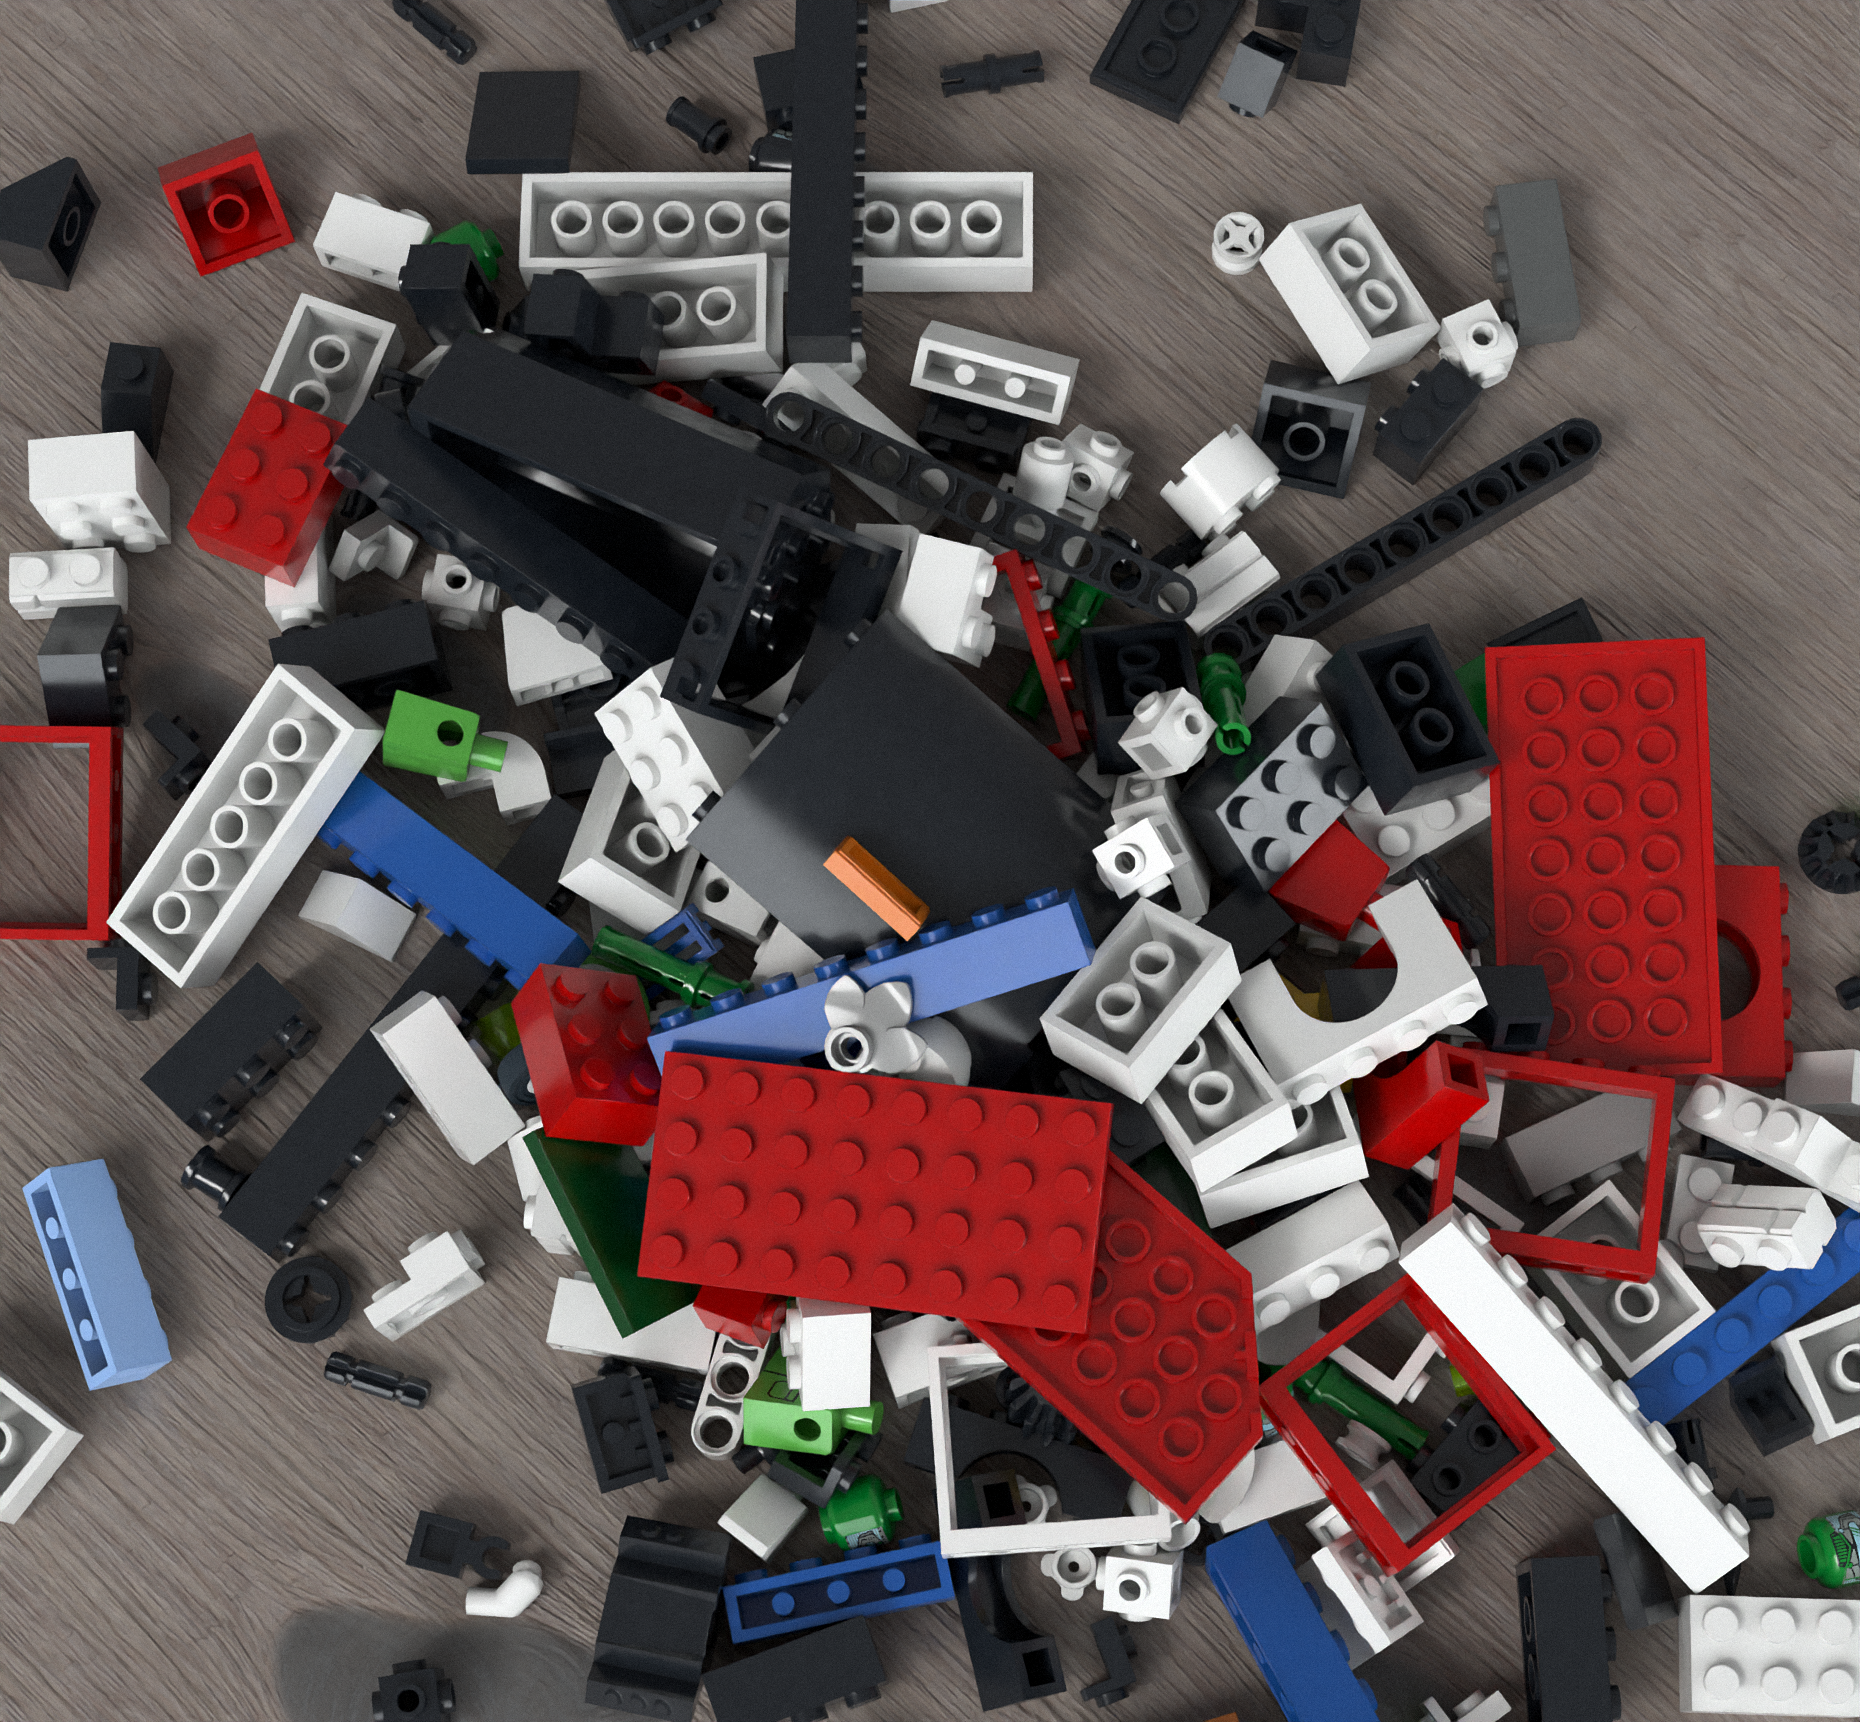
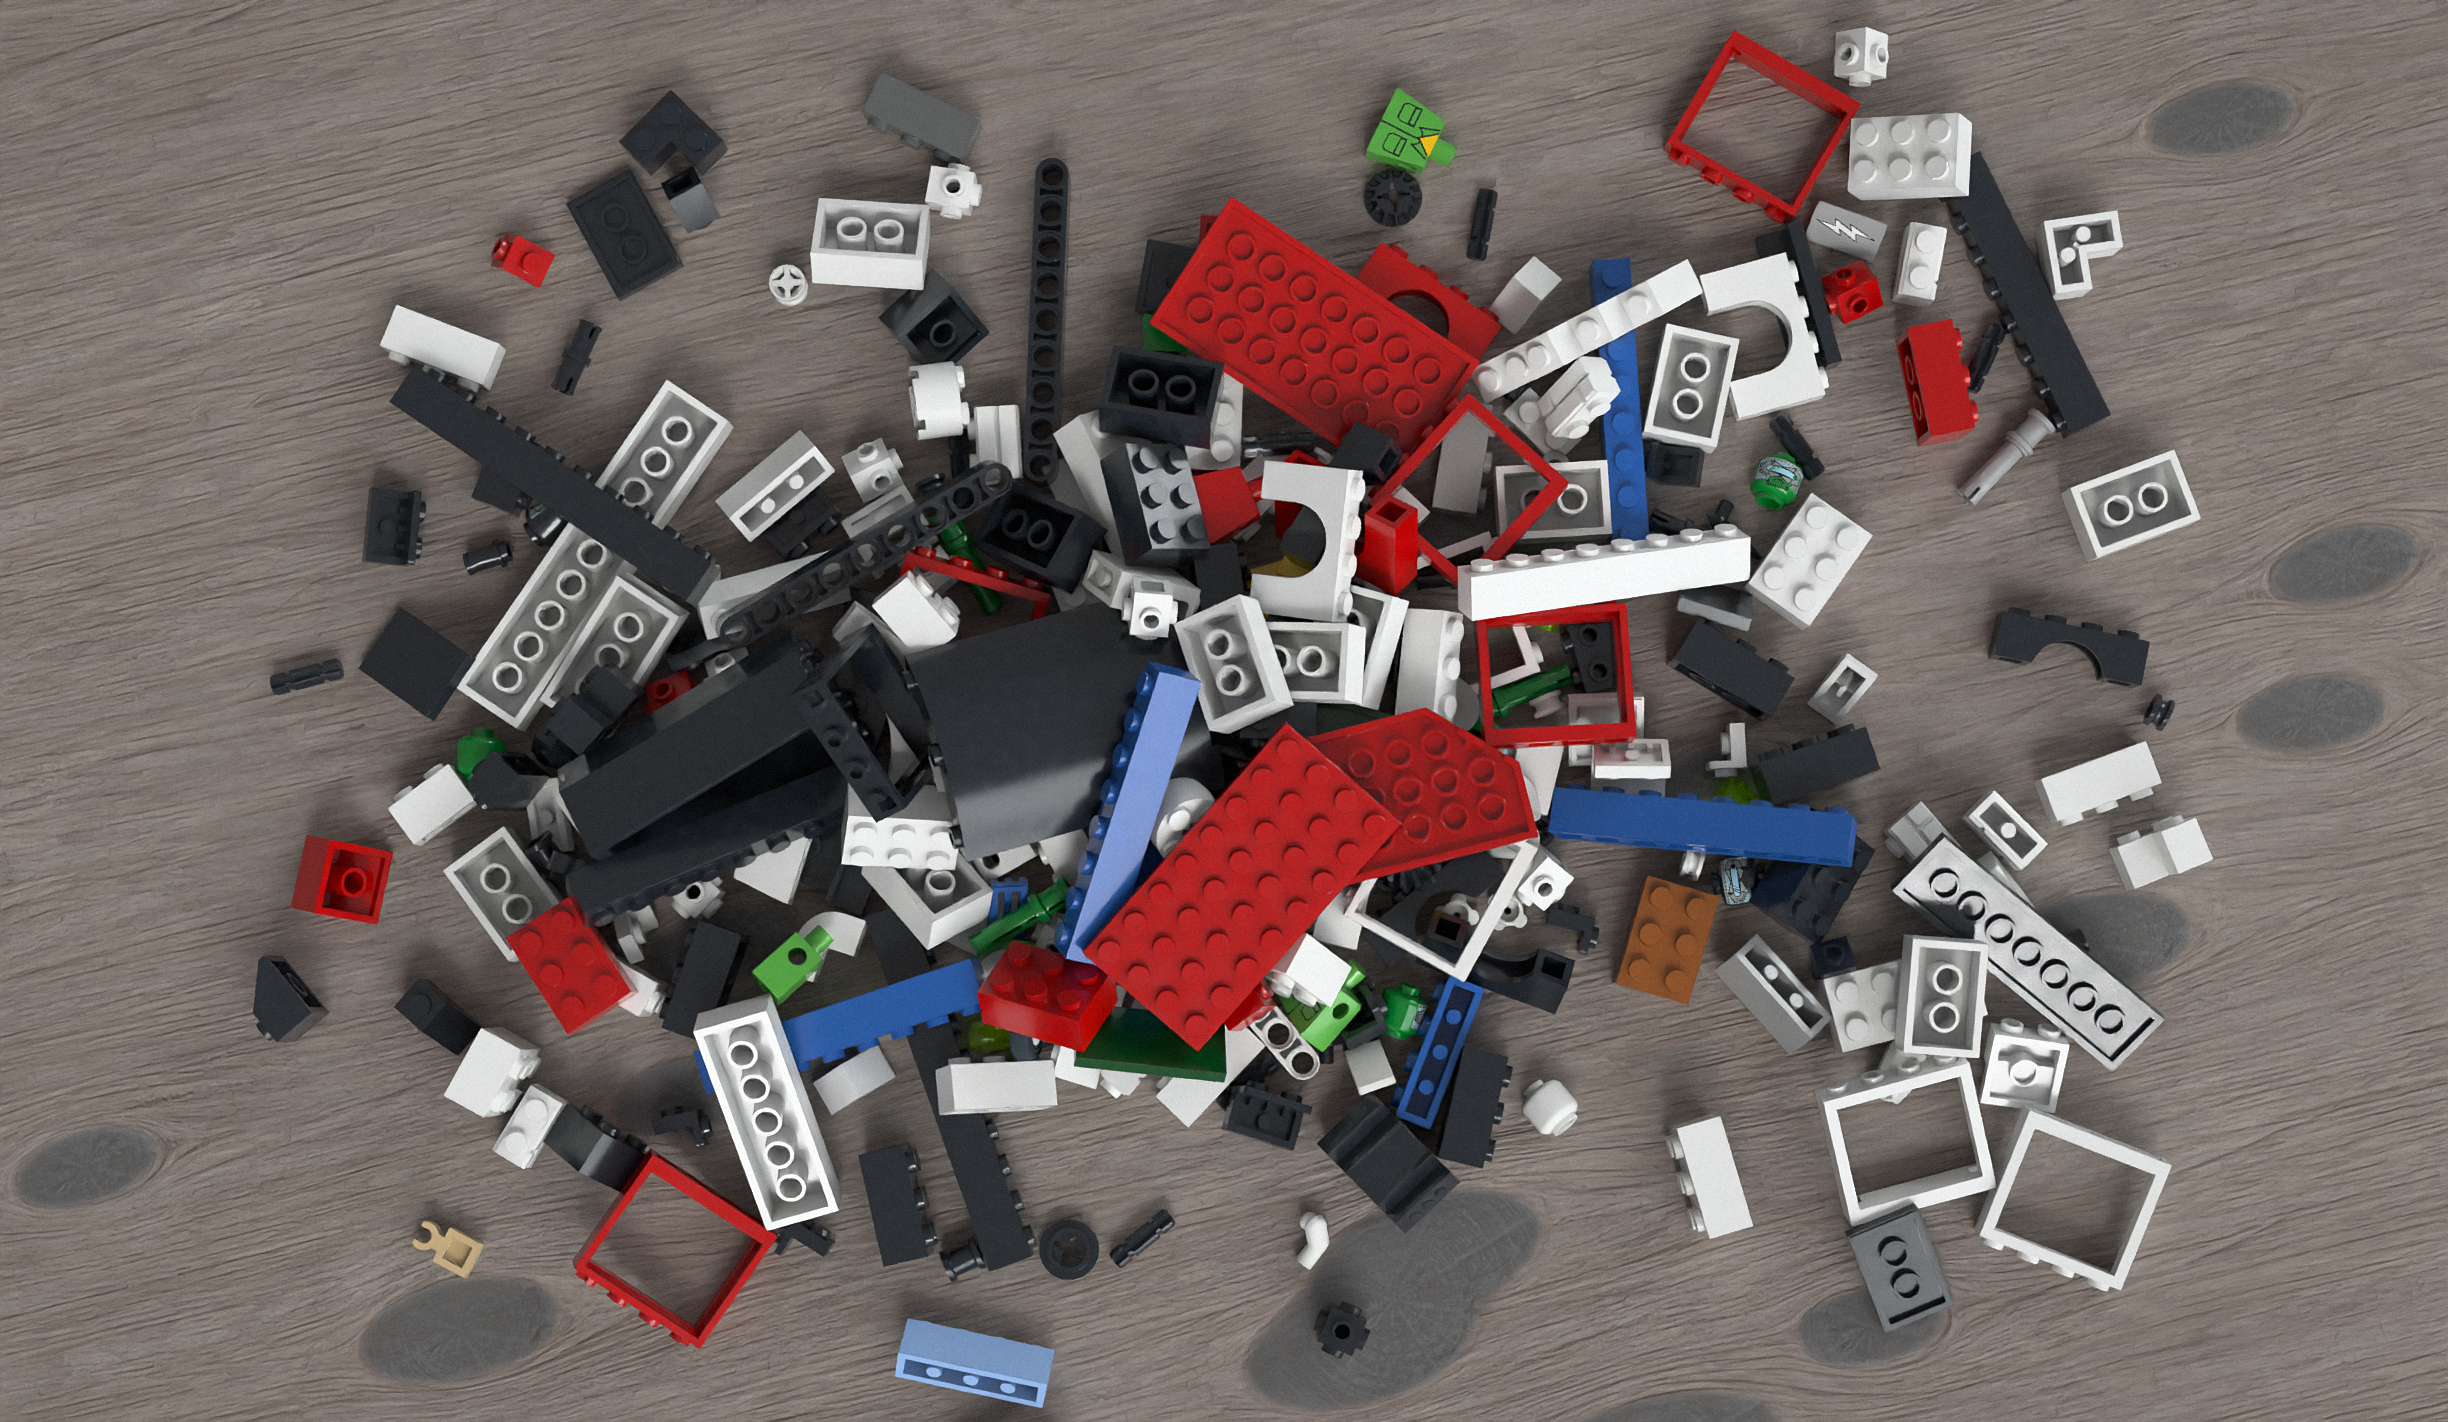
camera: 60 degrees left, 10 degrees up
(440, 1274) = (1107, 1165): white plate -> none
(447, 1545) = (1264, 1257): black plate -> none
(877, 887) = (1073, 771): orange tile -> none
(877, 1022) = (1151, 822): light grey plate -> none
(1044, 474) = (864, 502): white brick -> none
(1168, 733) = (1084, 542): white brick -> none
(1223, 698) = (1074, 491): green pin -> none
(1427, 421) = (979, 255): black brick -> none

